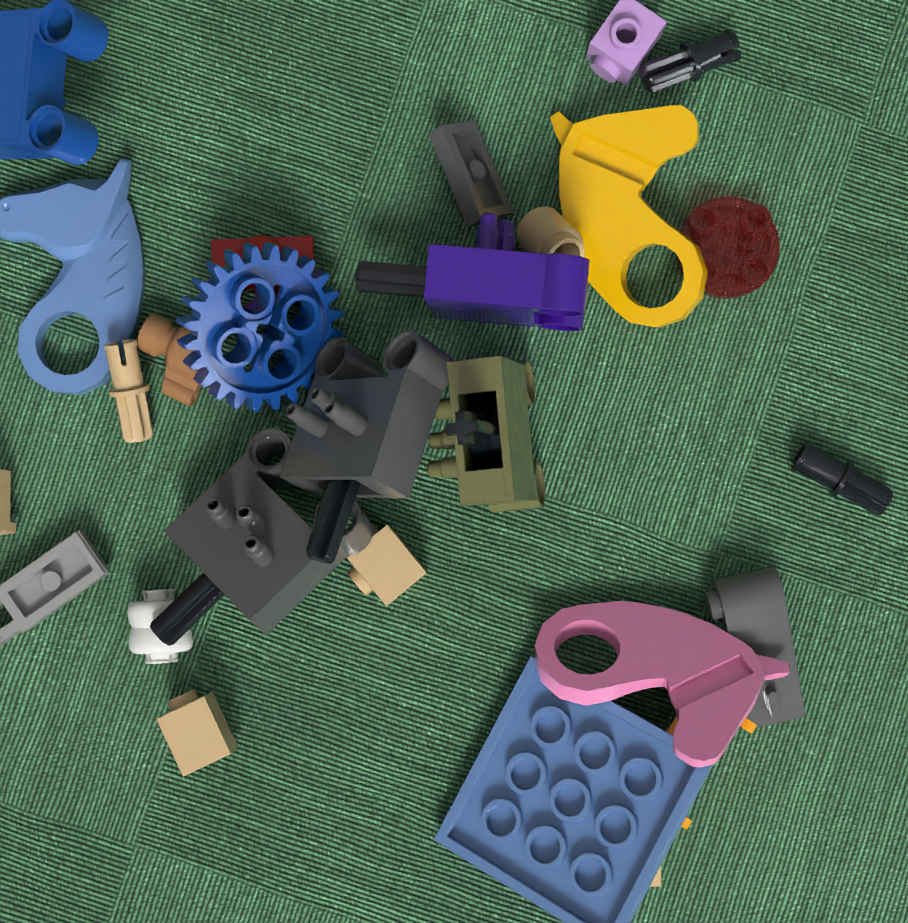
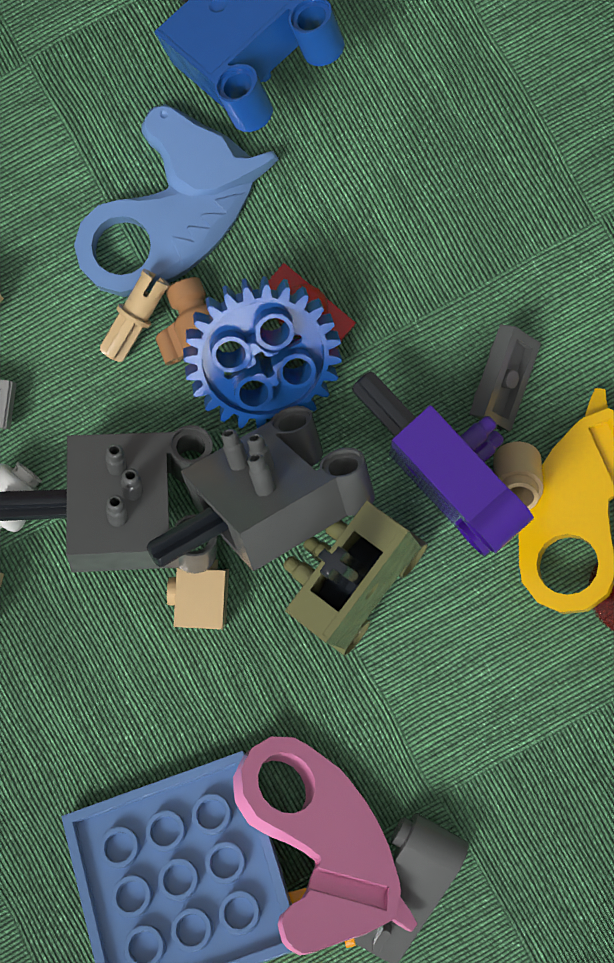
camera: 45 degrees right, 0 degrees up
(842, 479) = (571, 825): black axle -> none

